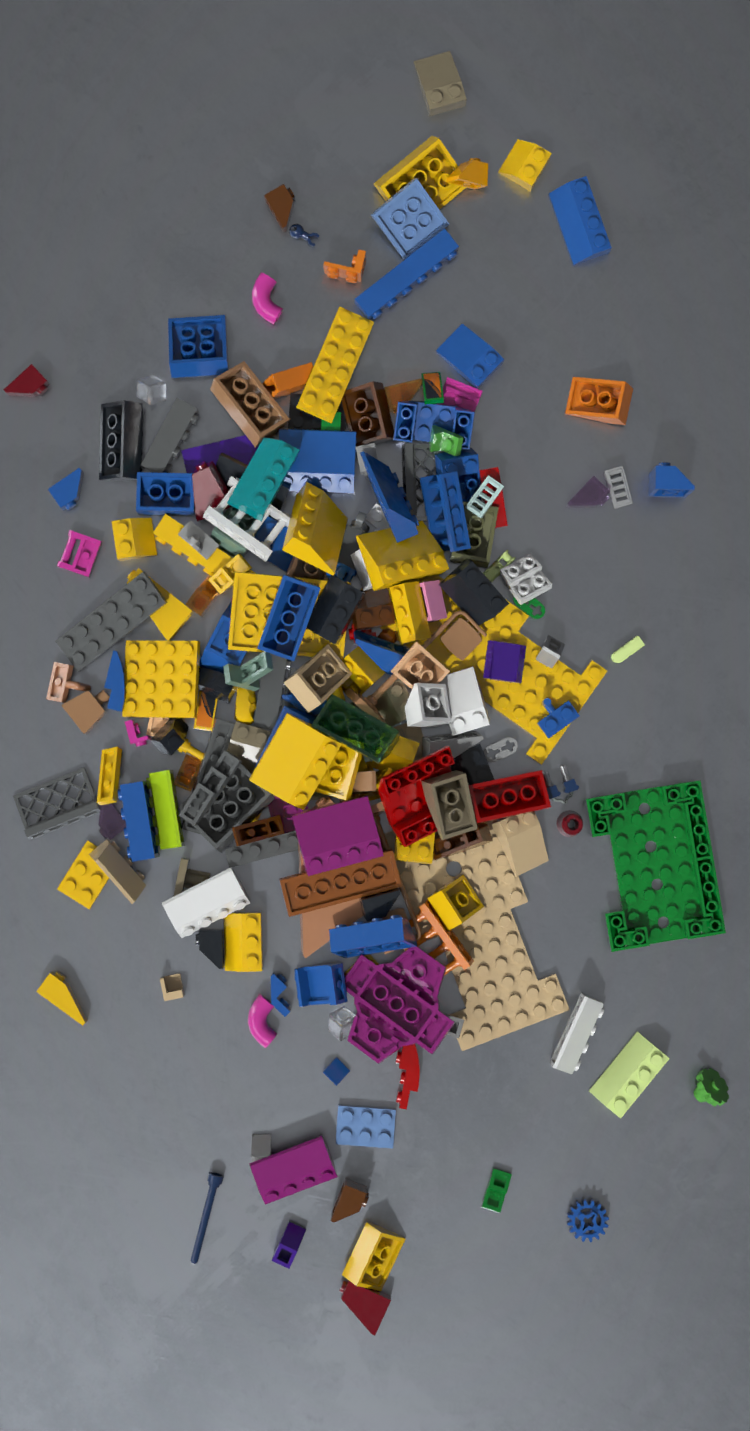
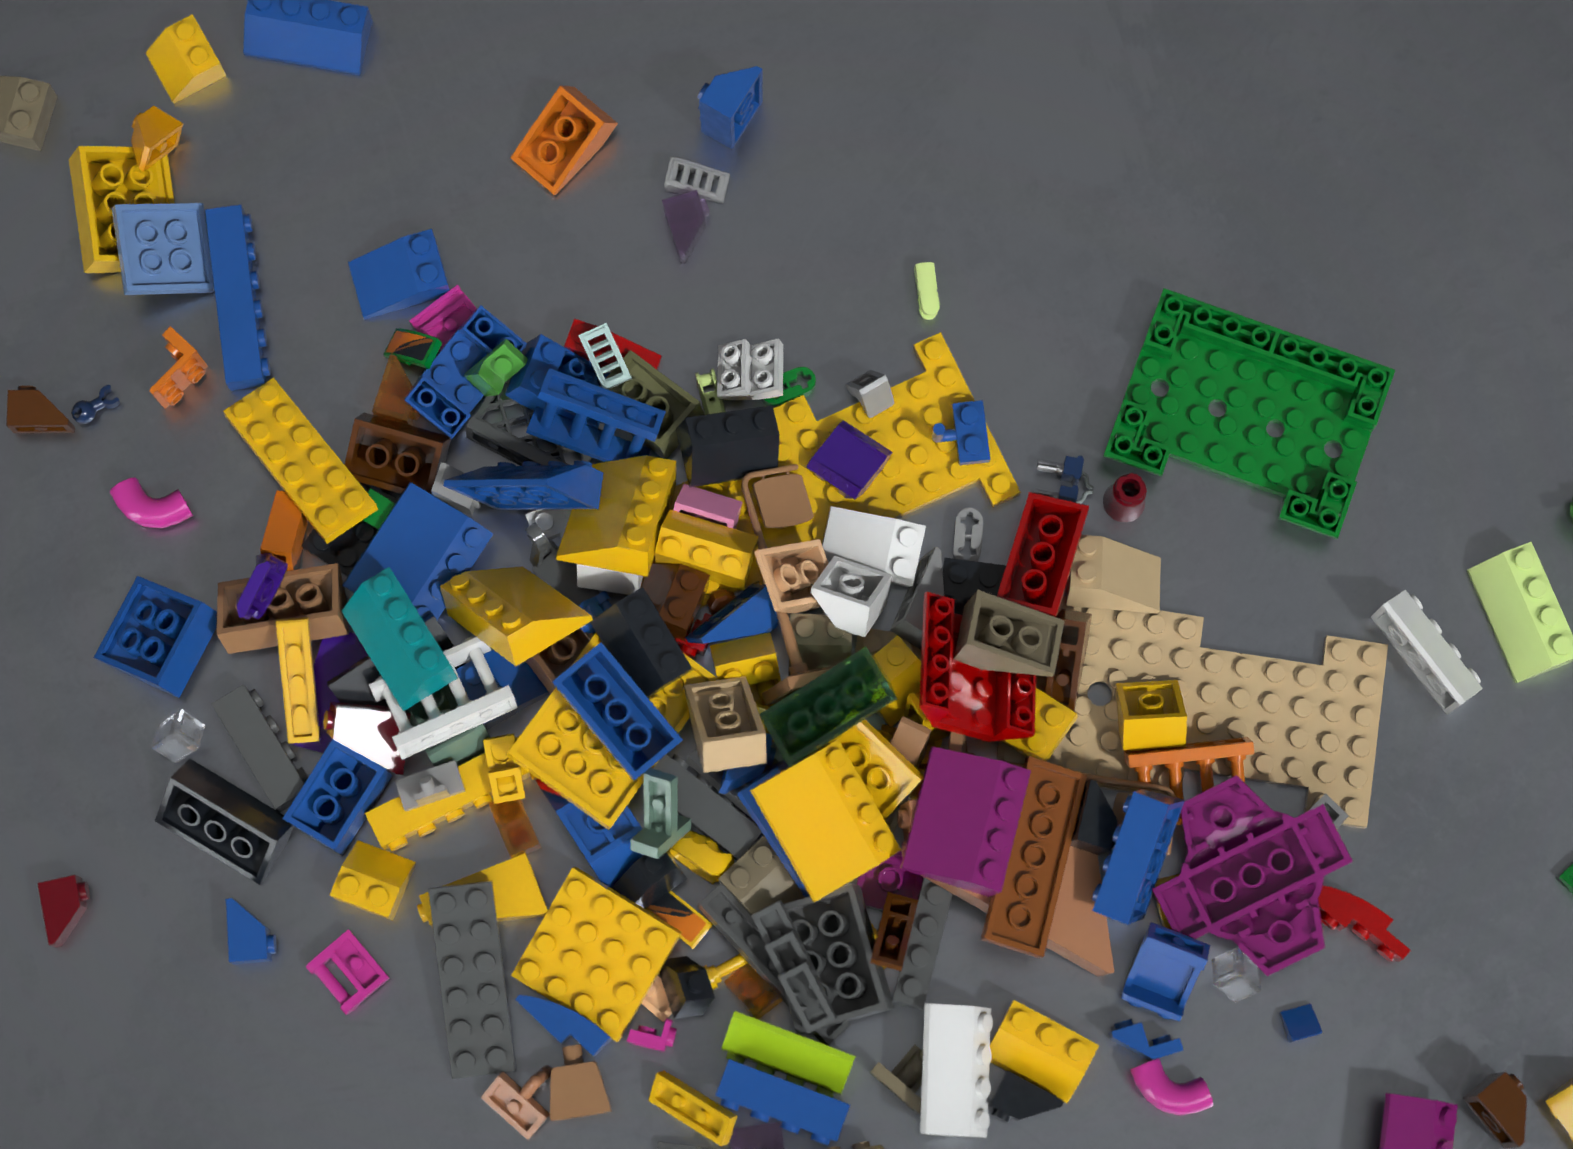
camera: 65 degrees left, 10 degrees down
(214, 436) = (298, 680): none -> yellow tile
(250, 386) = (261, 586): none -> dark purple slope
(365, 1126) = (1403, 1026): medium blue plate -> none

